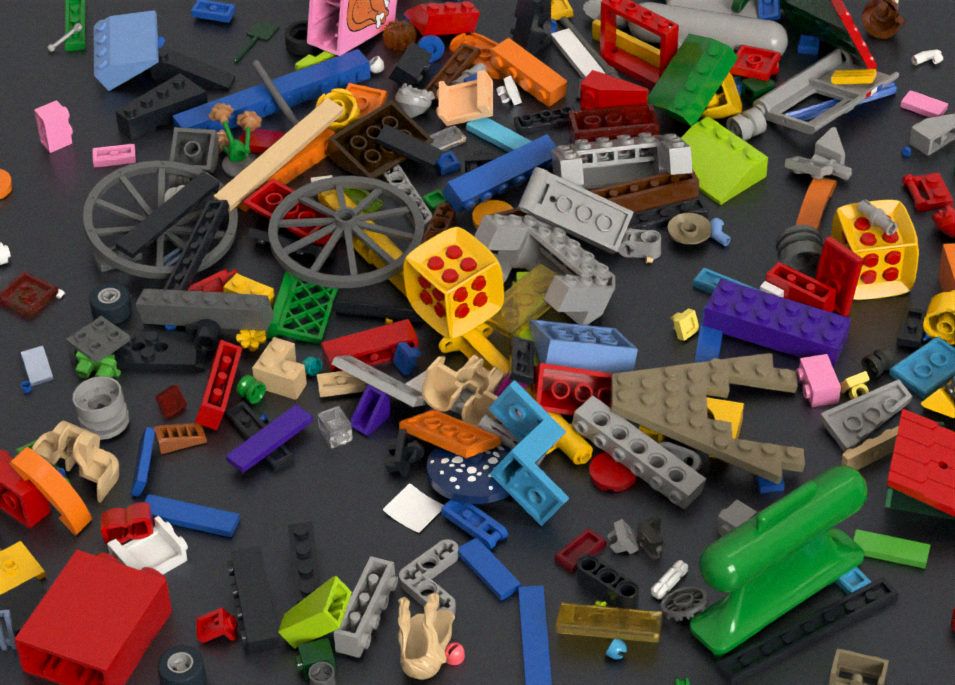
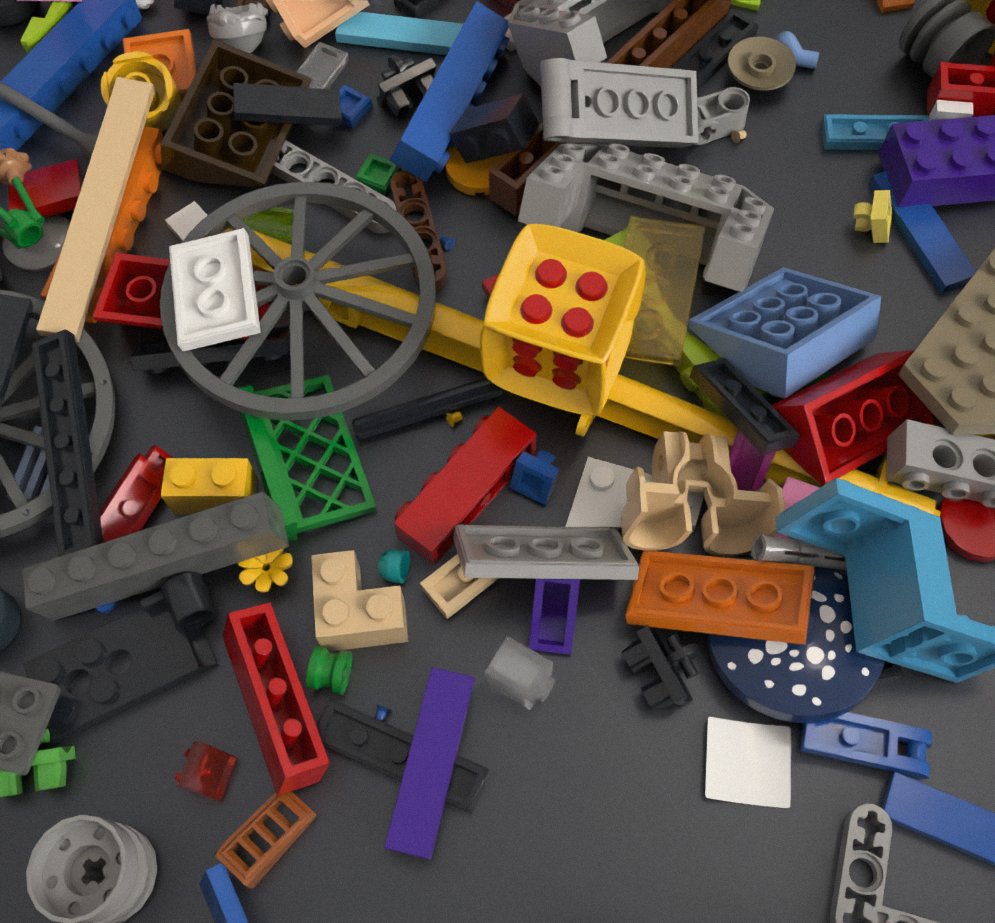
camera: 30 degrees left, 20 degrees up
(305, 208) = (213, 290): none -> white tile
(501, 197) = (494, 128): none -> black brick

